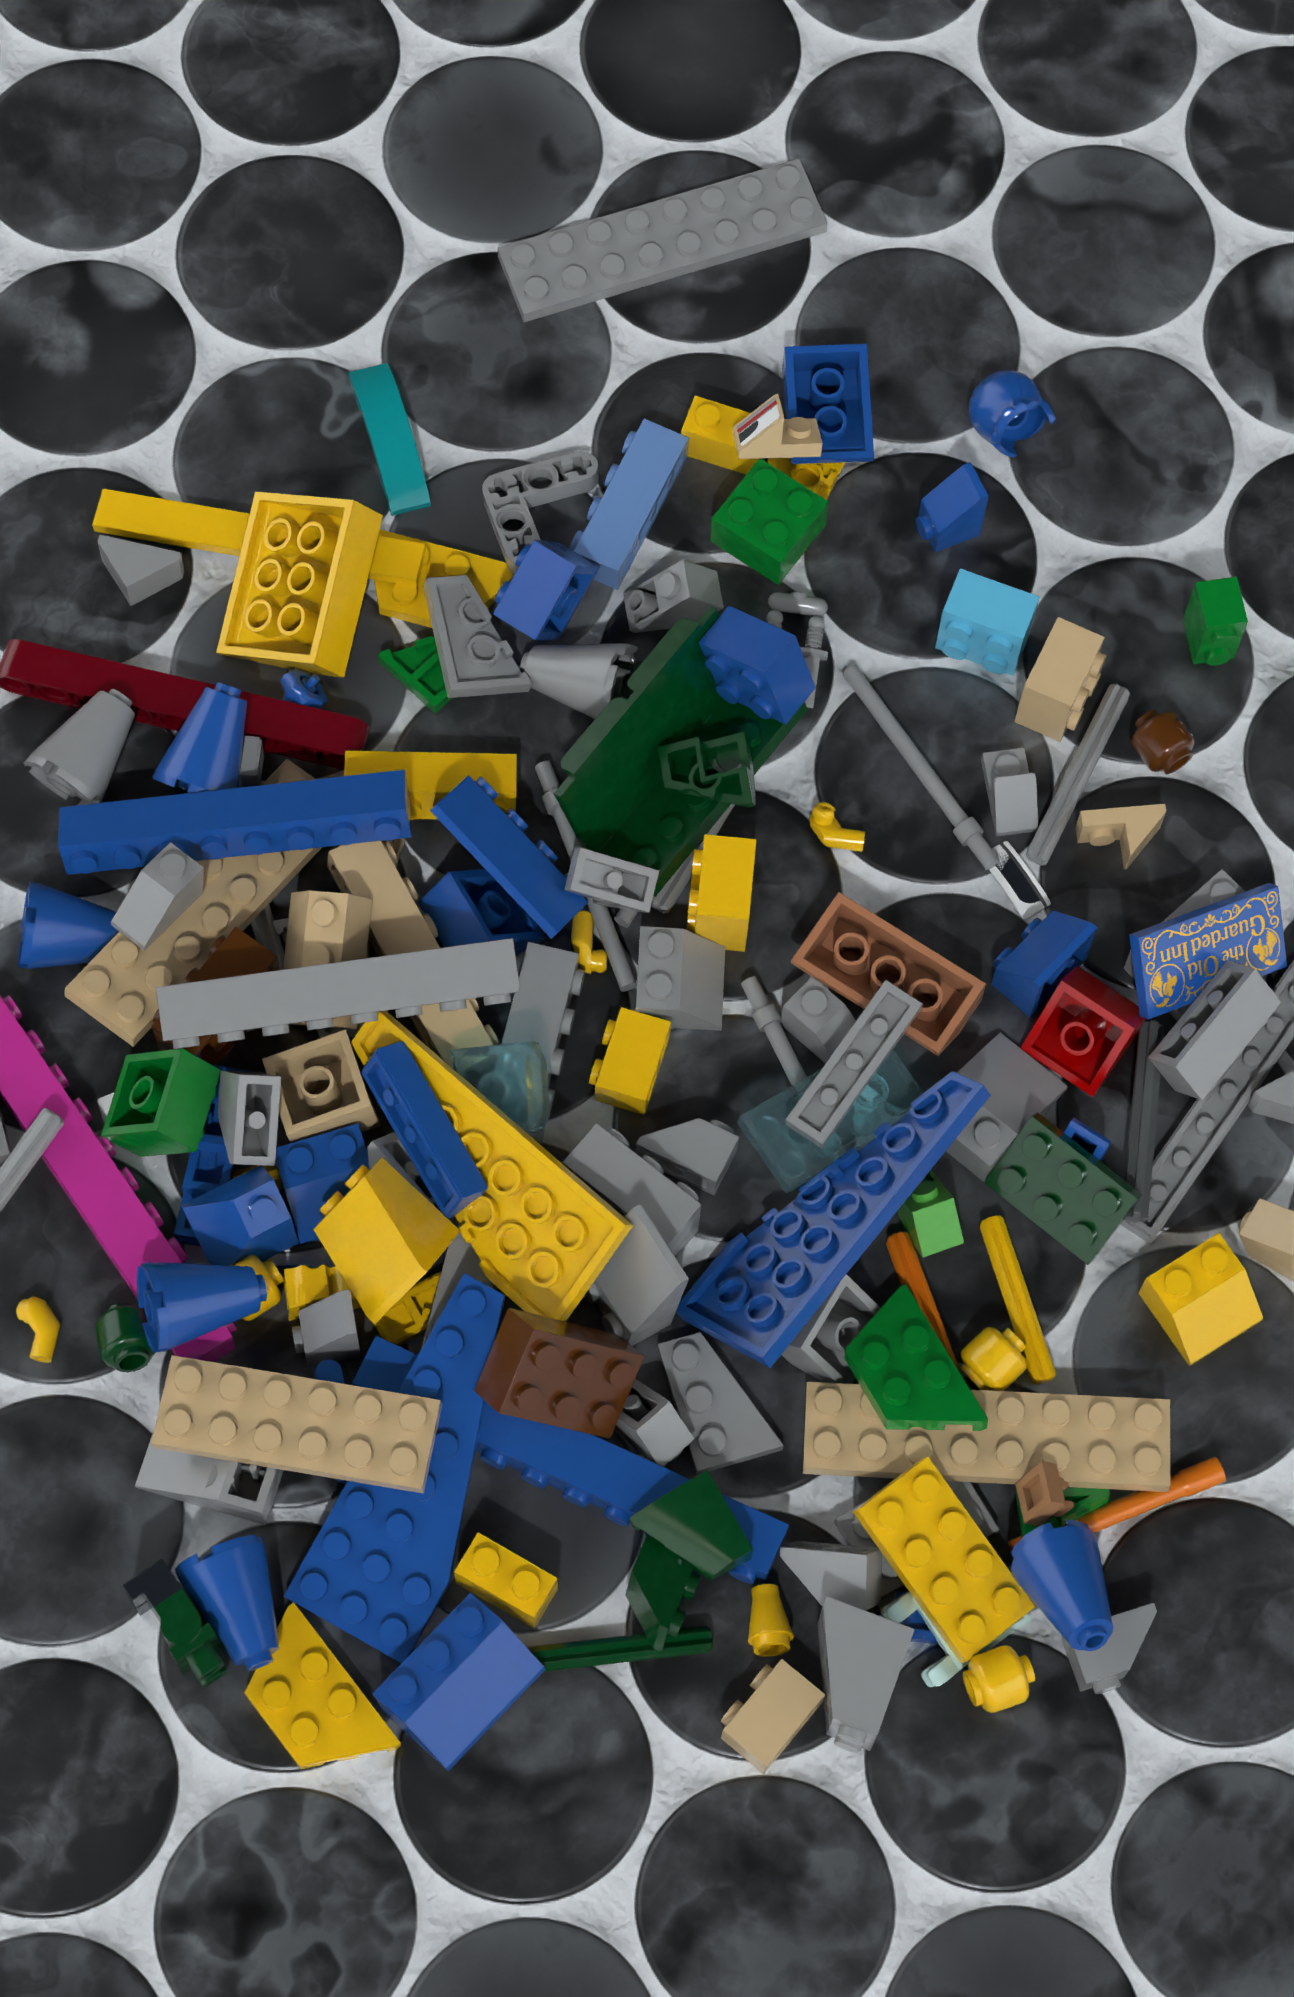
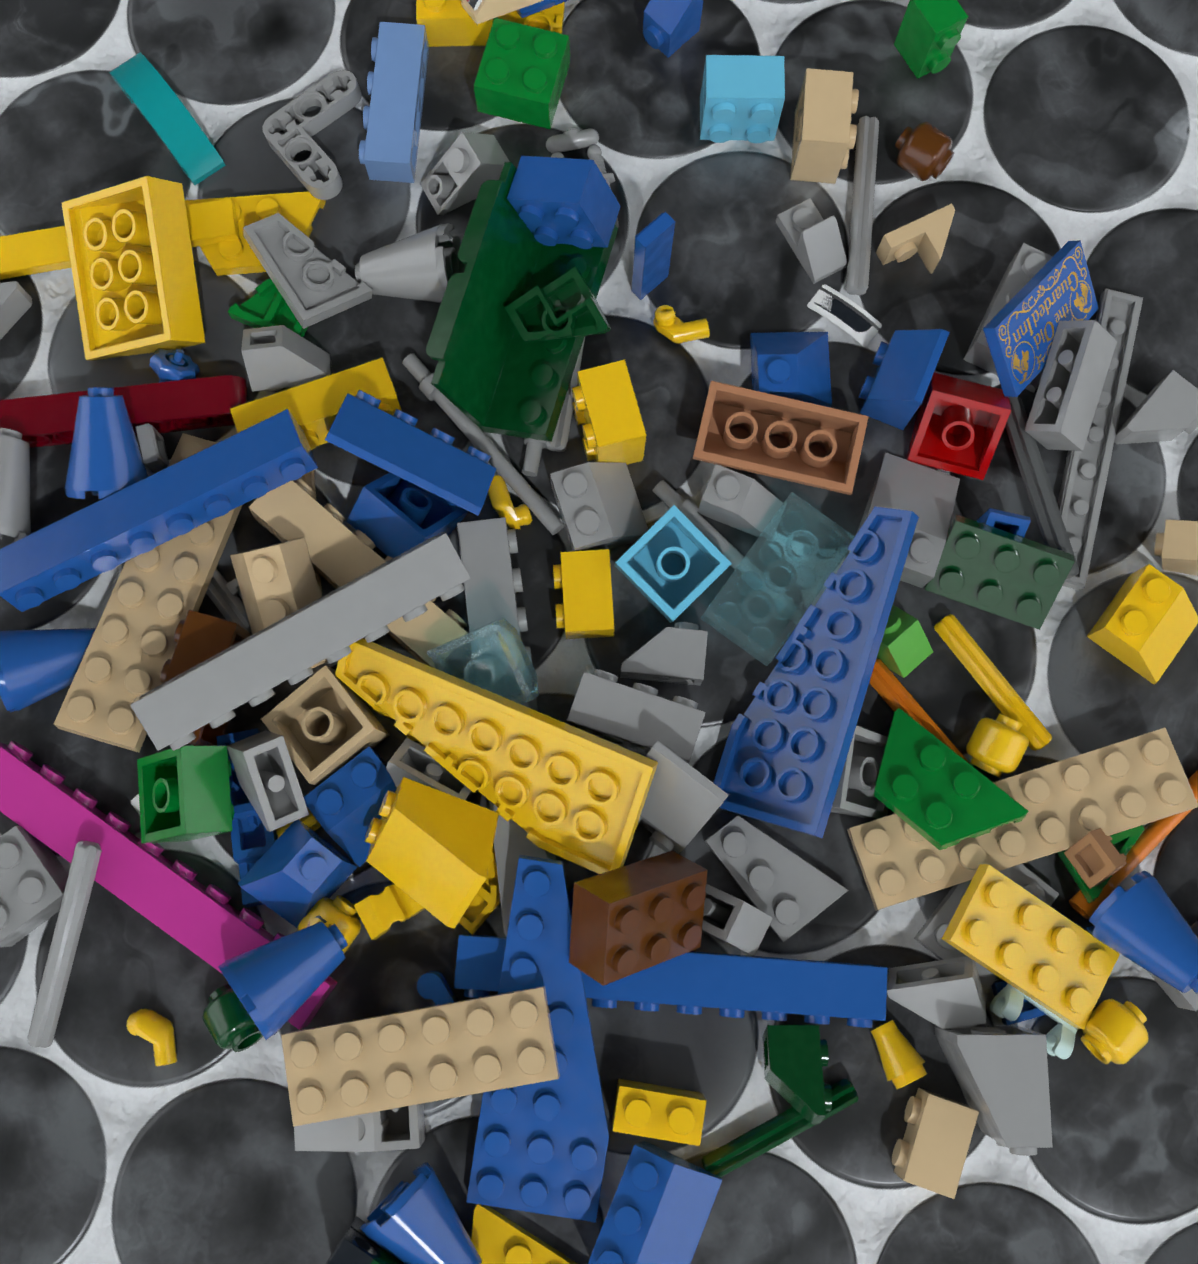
camera: 20 degrees left, 10 degrees up
(159, 896) = (107, 606): light grey slope -> none
(328, 1330) = (414, 944): light grey slope -> none
(415, 720) = (281, 358): none -> light grey slope
(423, 1128) = (430, 733): blue slope -> none
(544, 589) = (351, 201): blue brick -> none
(611, 881) = (510, 442): light grey slope -> none
(696, 1526) = (812, 1007): dark green slope -> none
(729, 1060) = (672, 564): none -> medium azure brick
(827, 749) = (652, 255): none -> blue tile
(853, 1064) = (786, 531): light grey plate -> none
(937, 911) = (792, 365): none -> blue slope
(966, 829) = (790, 286): light grey bar -> none

